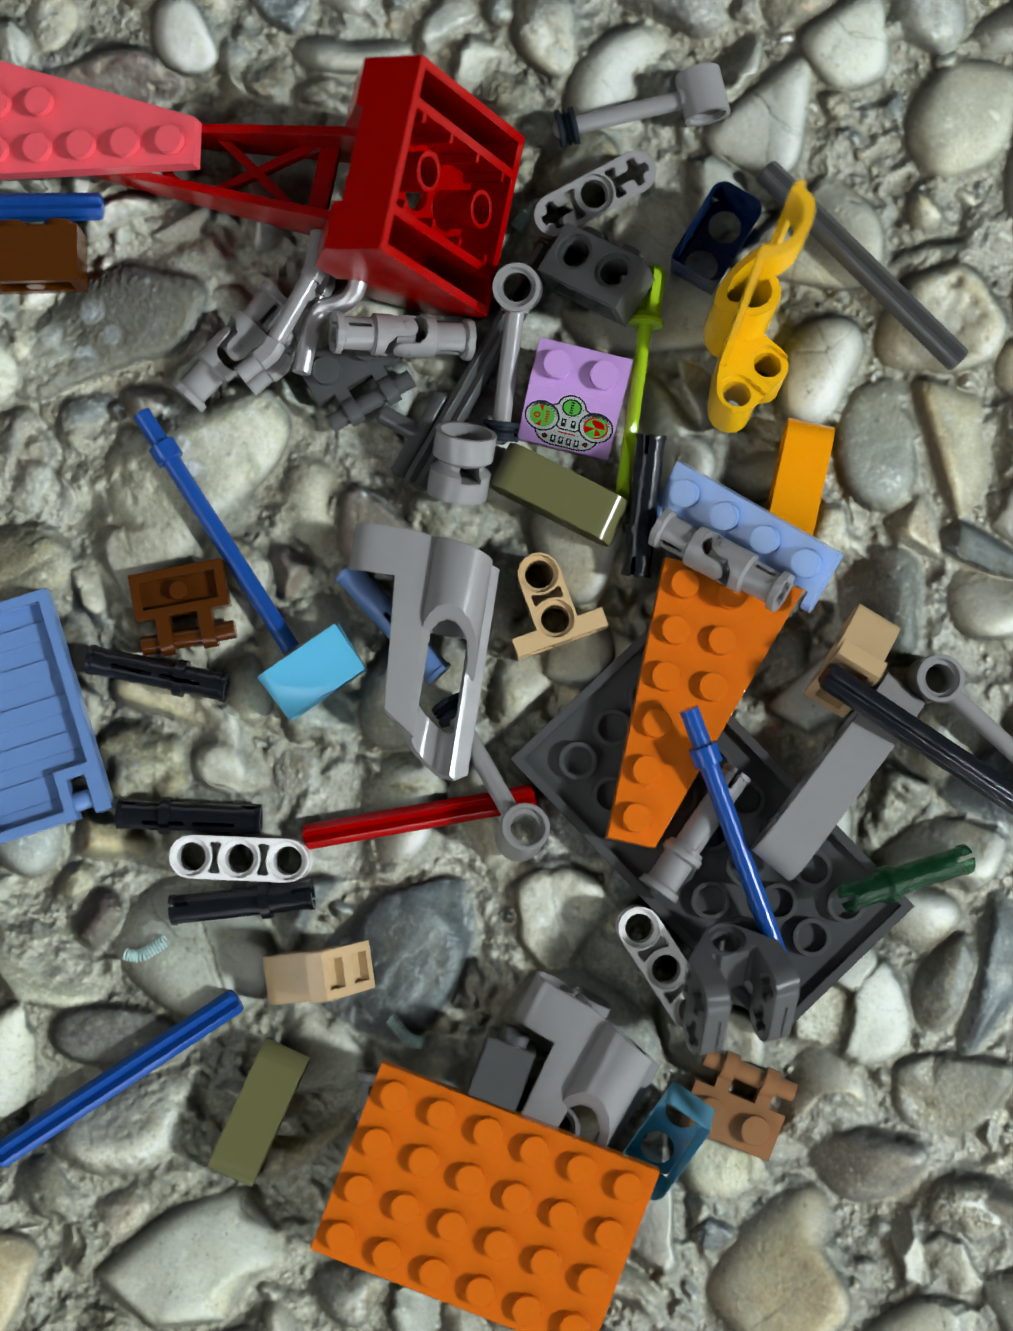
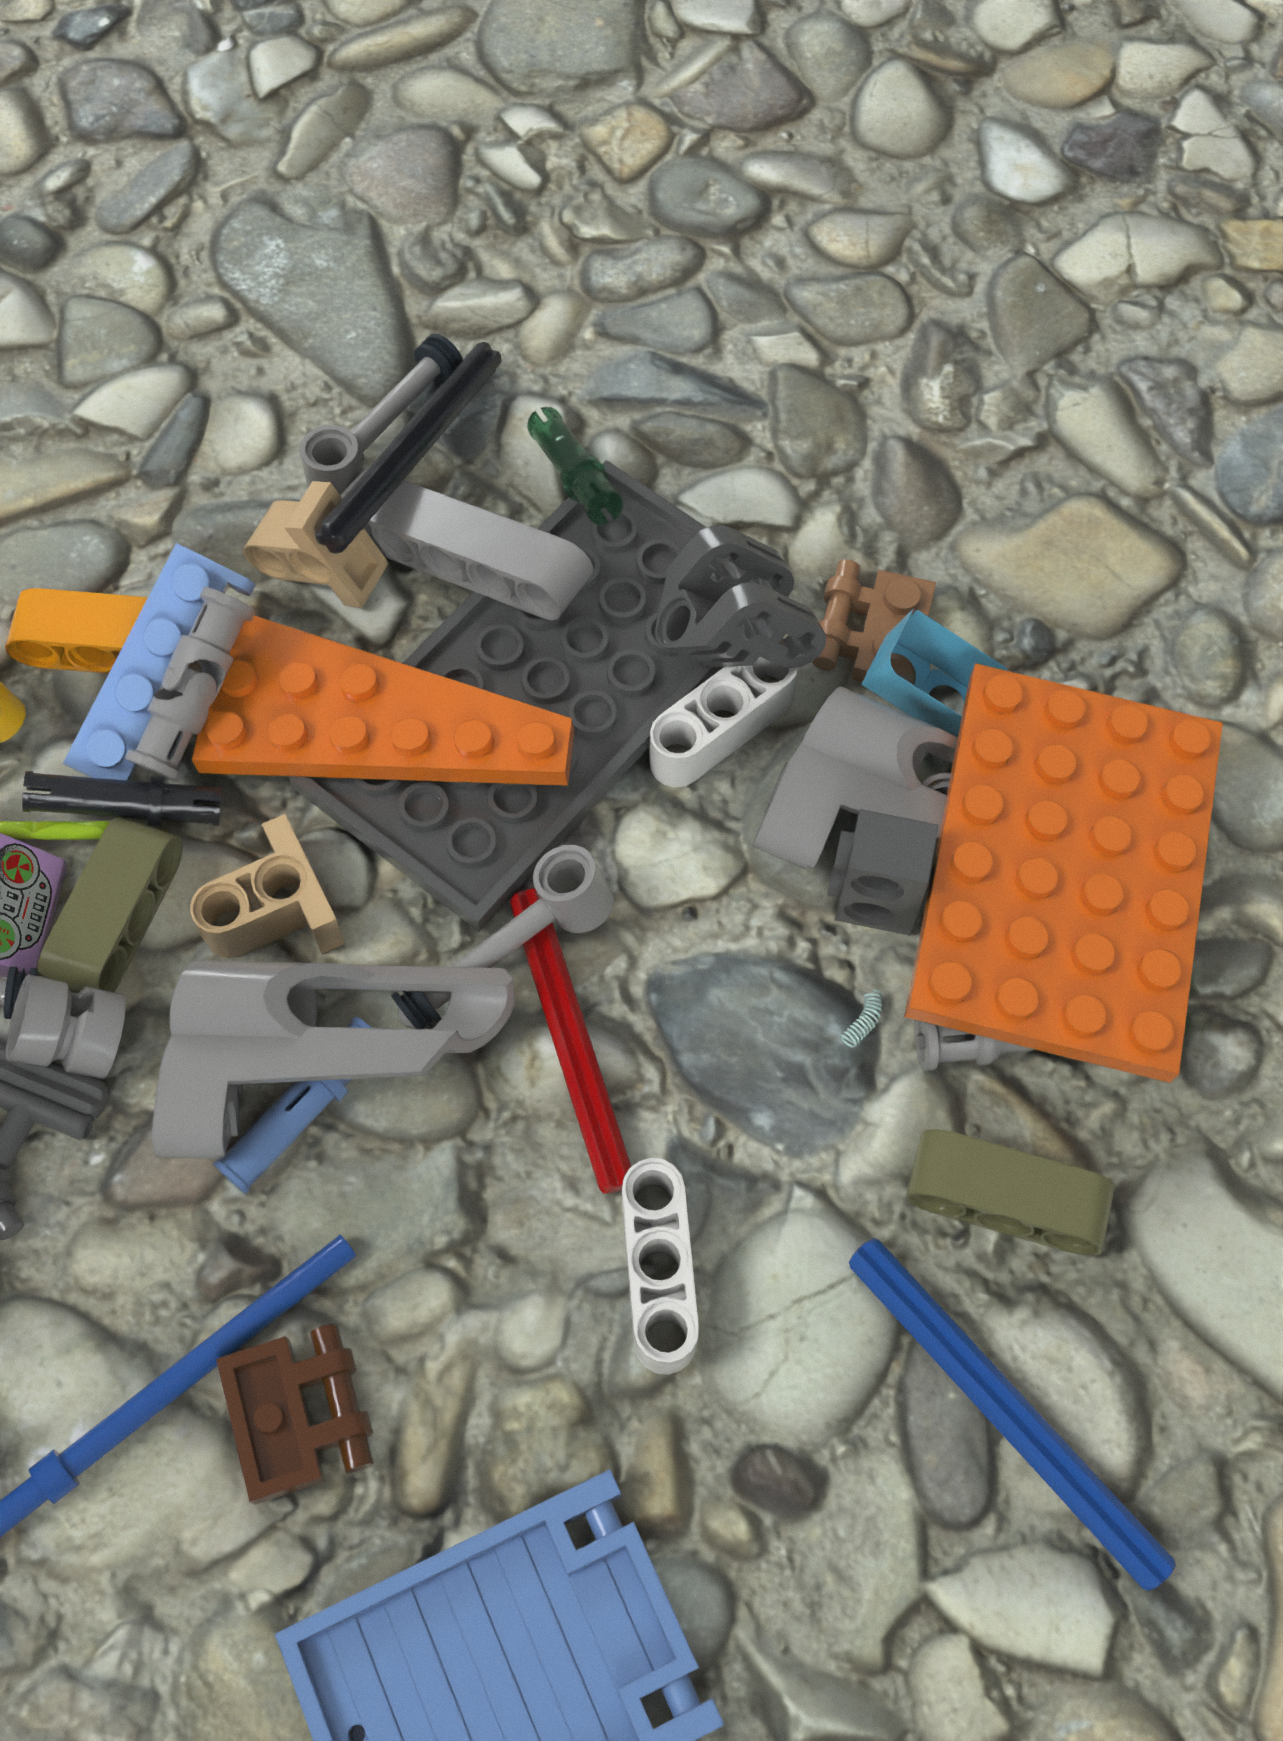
camera: 100 degrees left, 20 degrees down
(145, 951) = (817, 1399): light aqua leg -> none
(190, 816) = (611, 1380): black pin -> none
(209, 685) = (410, 1347): black pin -> none
(242, 902) = (722, 1259): black pin -> none
(313, 672) = (378, 1197): medium azure piece -> none
(318, 973) = (807, 1140): tan tile -> none
(683, 852) = (571, 693): light grey pin -> none
(706, 757) = (449, 666): blue bar -> none

